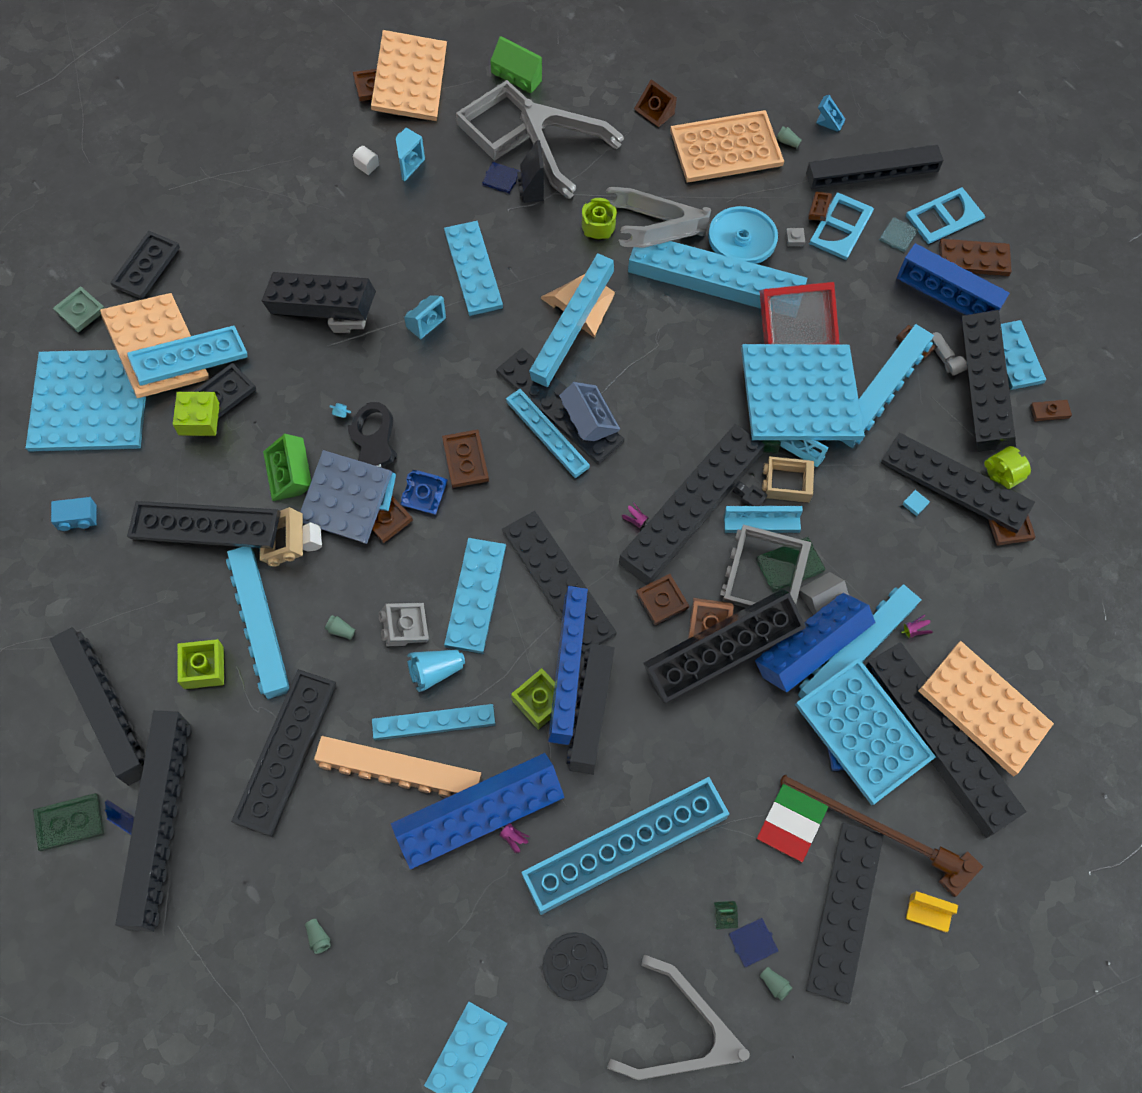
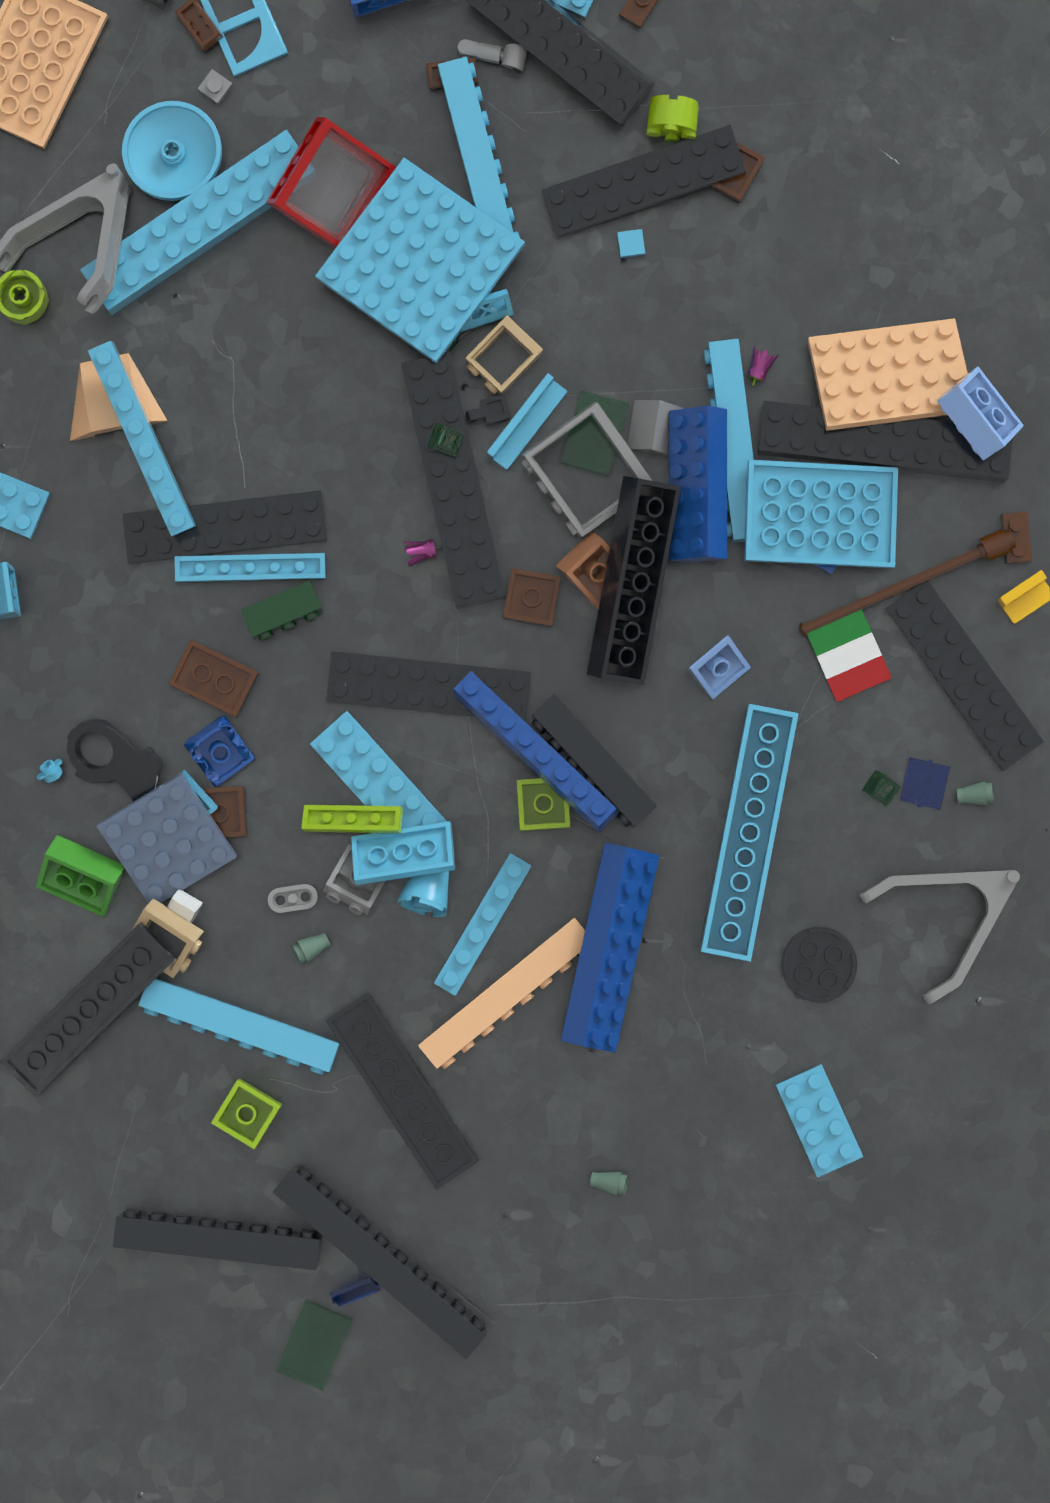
camera: 45 degrees left, 20 degrees up
(364, 596) = (293, 898): none -> light grey plate
(440, 592) = (352, 819): none -> lime plate
(441, 634) = (403, 854): none -> medium azure plate
(510, 834) = (659, 931): flat silver piece -> none
(536, 466) = (282, 611): none -> dark green brick
(588, 411) = (265, 506): sand blue slope -> none
(713, 476) = (445, 439): none -> clear green slope
(715, 743) = (719, 667): none -> light blue slope
(1018, 777) = (980, 413): none -> light blue slope

